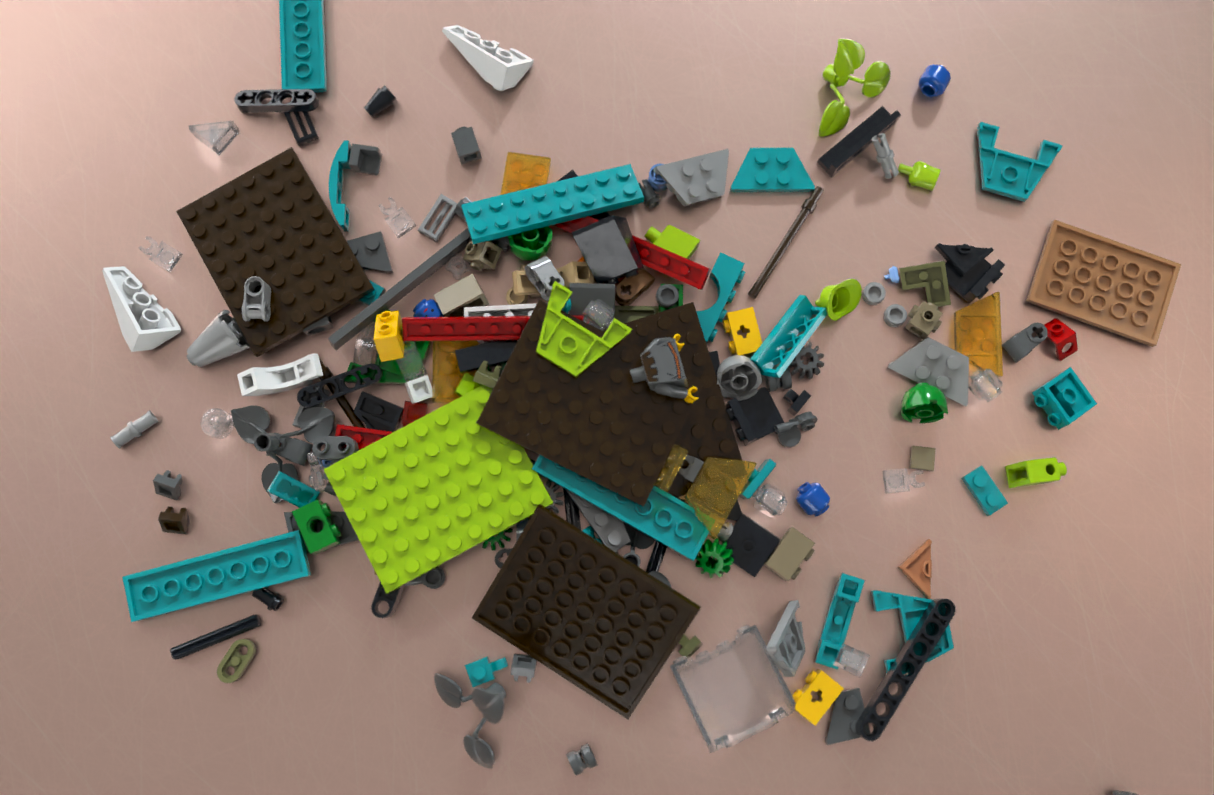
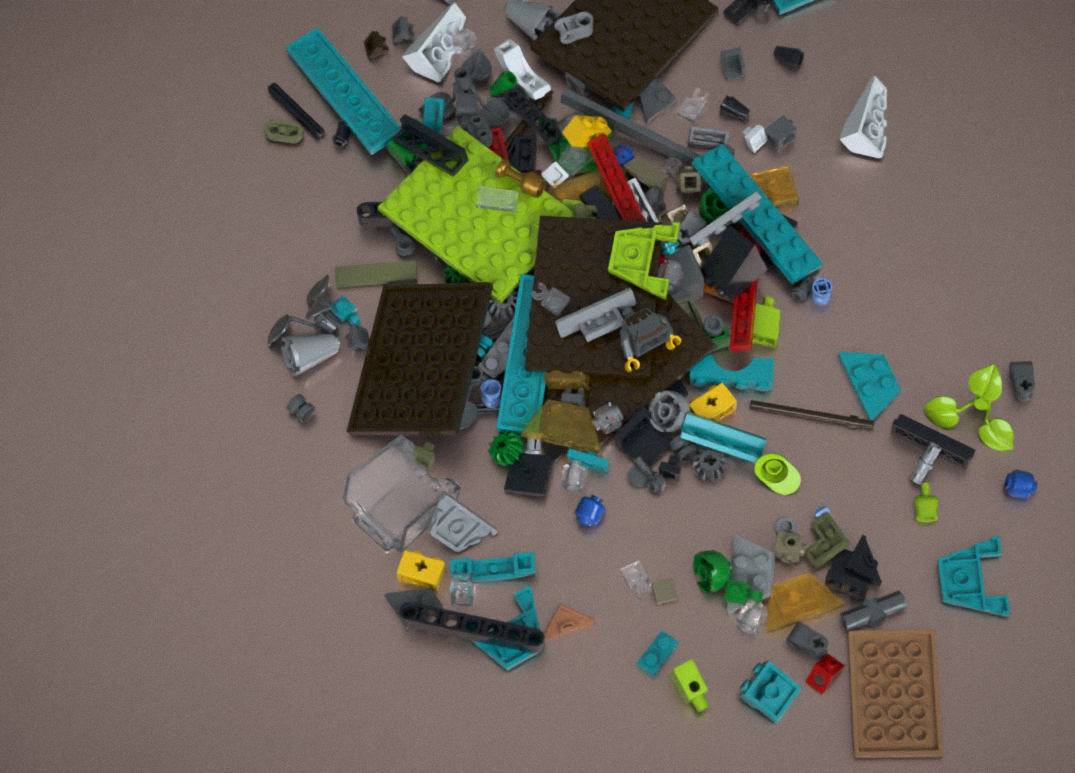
camera: 75 degrees right, 15 degrees down
(206, 459) = (433, 48): none -> white wedge
(285, 399) = (503, 83): none -> green cone
(334, 502) = (433, 139): none -> black fence
(340, 162) = (698, 51): teal slope -> none
(416, 179) = (734, 108): none -> black cone
(433, 417) = (530, 183): none -> pearl gold piece
(436, 460) = (497, 199): none -> clear plate
(453, 620) = (376, 274): none -> olive tile
(460, 172) = (754, 137): none -> white tile
(492, 296) = (655, 196): none -> dark grey plate
(520, 727) = (307, 351): none -> light grey cone
(560, 234) = (732, 215): none -> light grey wing
(585, 447) = (552, 300): none -> clear plate
(628, 408) = (598, 317): none -> light grey bracket
(635, 287) = (715, 304): medium nougat piece -> none
(646, 547) = (491, 393): none -> medium blue wheel
(696, 177) = (834, 318): light grey wing -> none
(729, 442) = (607, 418): none -> clear head
(789, 554) = (533, 506): dark tan brick -> none
(824, 31) = (1022, 380): none -> dark grey piece
(873, 293) = (797, 502): light grey tile -> none
(958, 386) = (739, 592): none -> green plate
(1015, 268) = (873, 610): none -> dark grey piece

